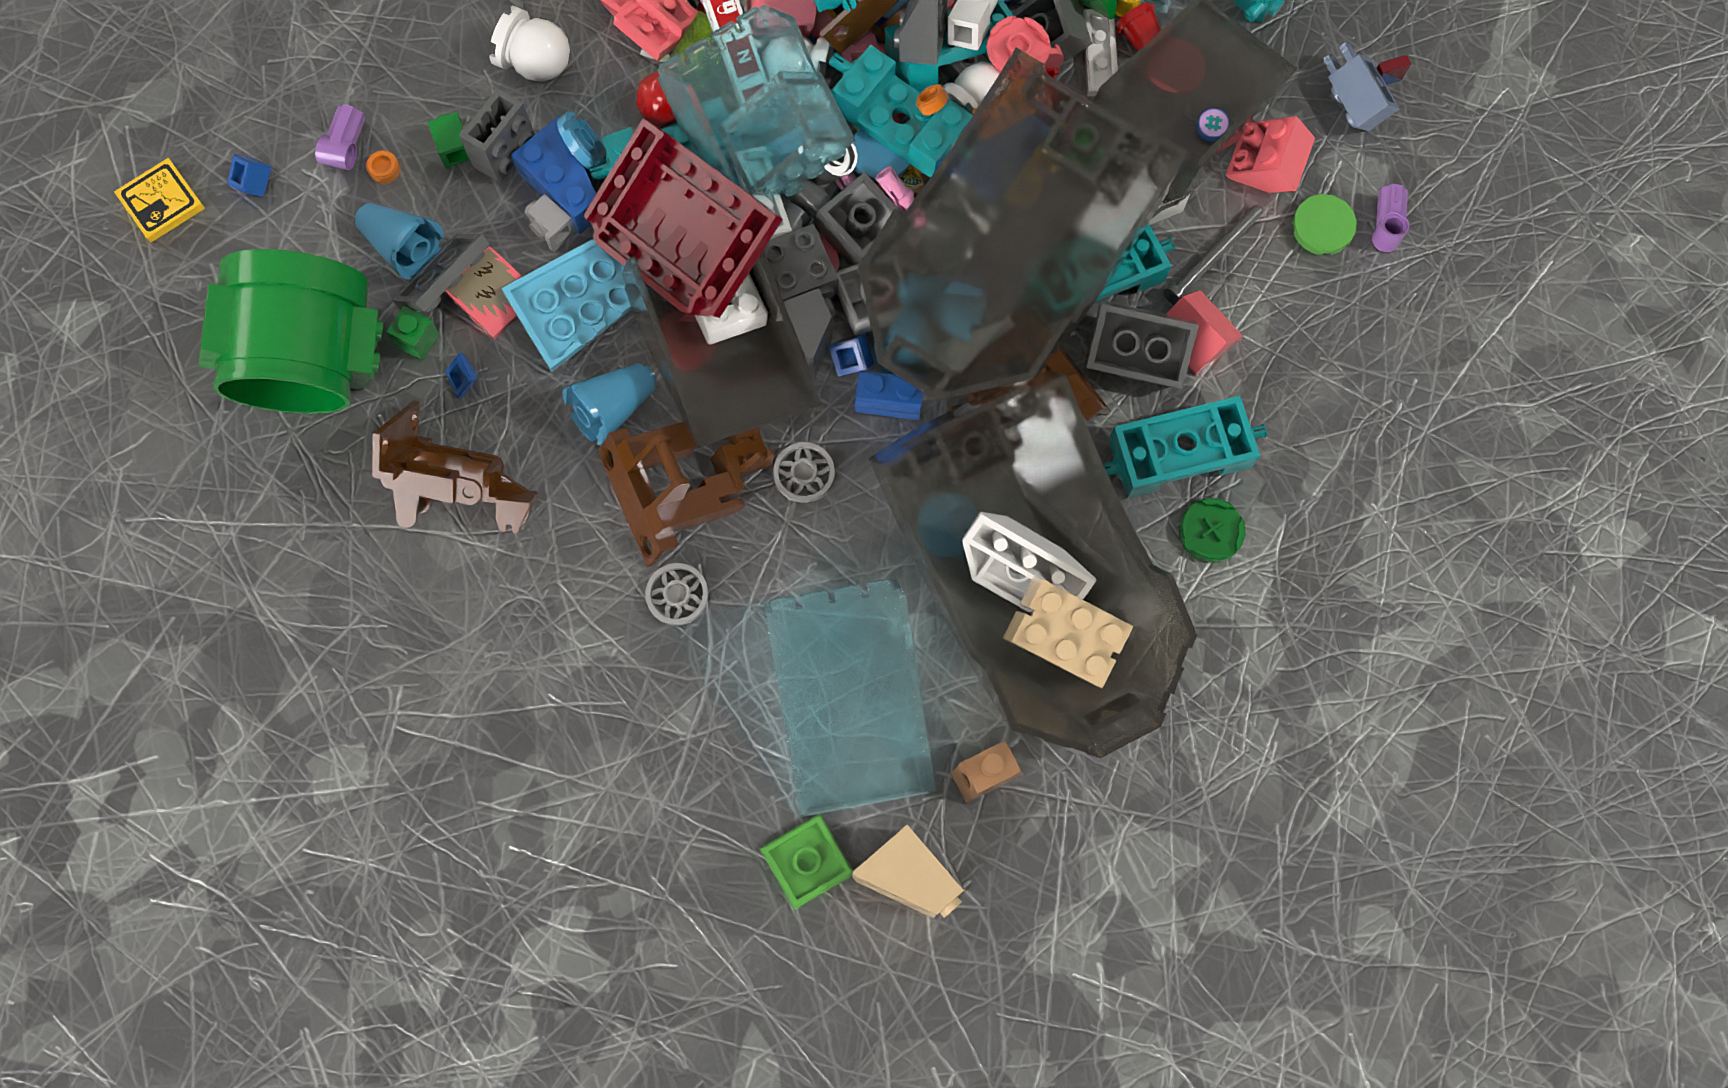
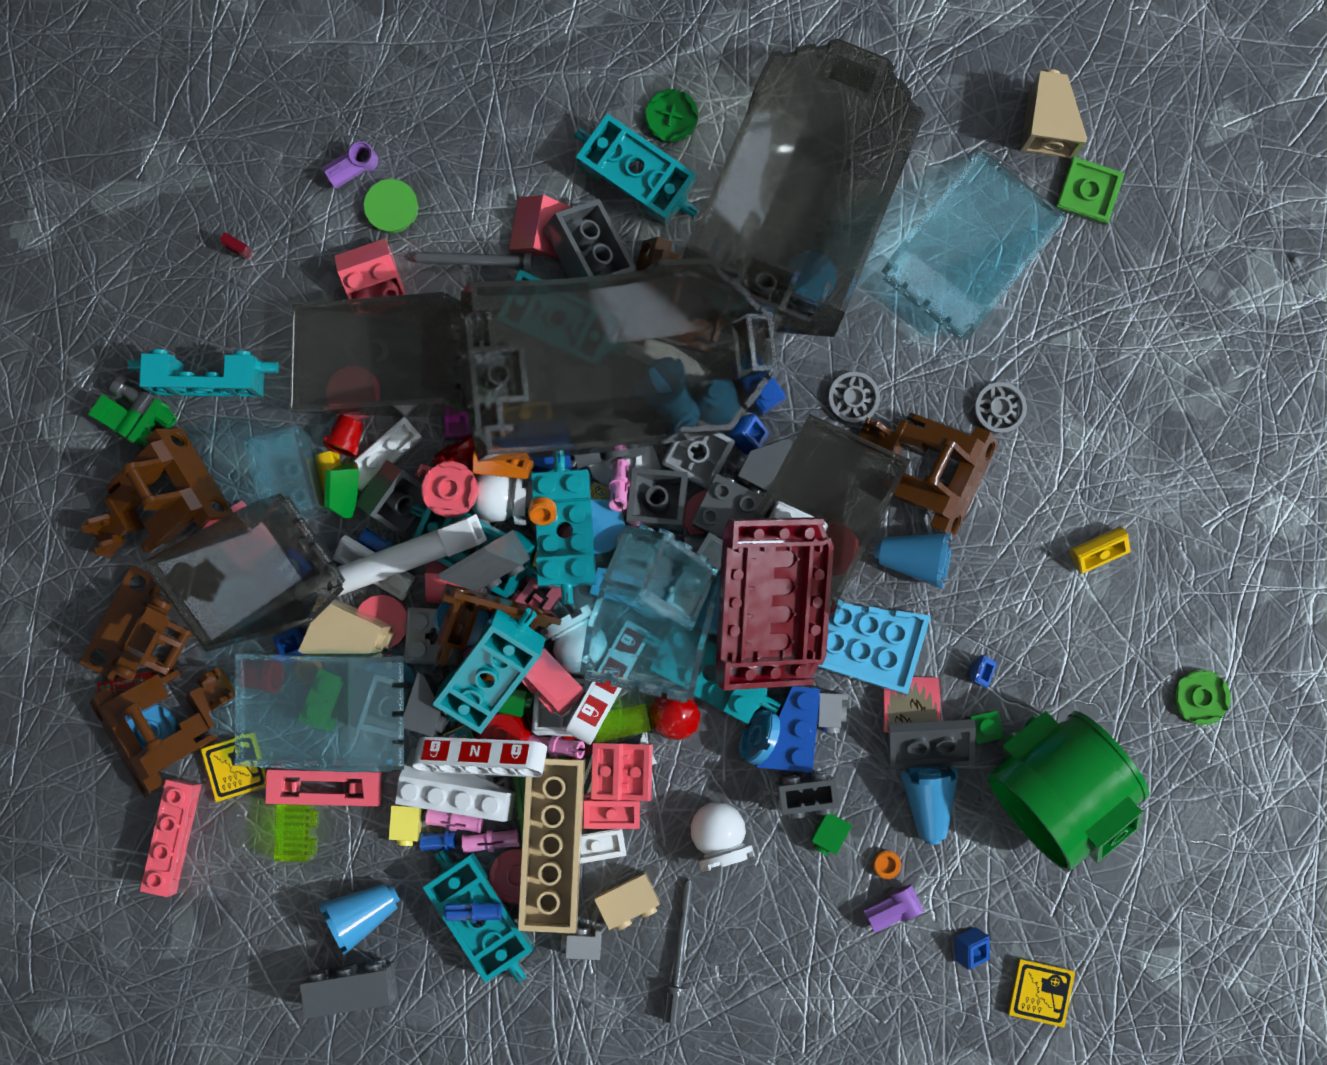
camera: 125 degrees left, 10 degrees up
(256, 547) = (1202, 697): none -> bright green tile
(430, 471) = (1093, 617): reddish brown container -> none
(467, 568) = (1100, 550): none -> yellow brick
(986, 771) = (947, 124): medium nougat torso -> none
(1009, 555) = (804, 197): white wedge -> none
(1068, 632) = (829, 135): tan piece -> none
(1212, 124) = (381, 330): tile -> none
(1360, 89) = (269, 254): sand blue hinge -> none

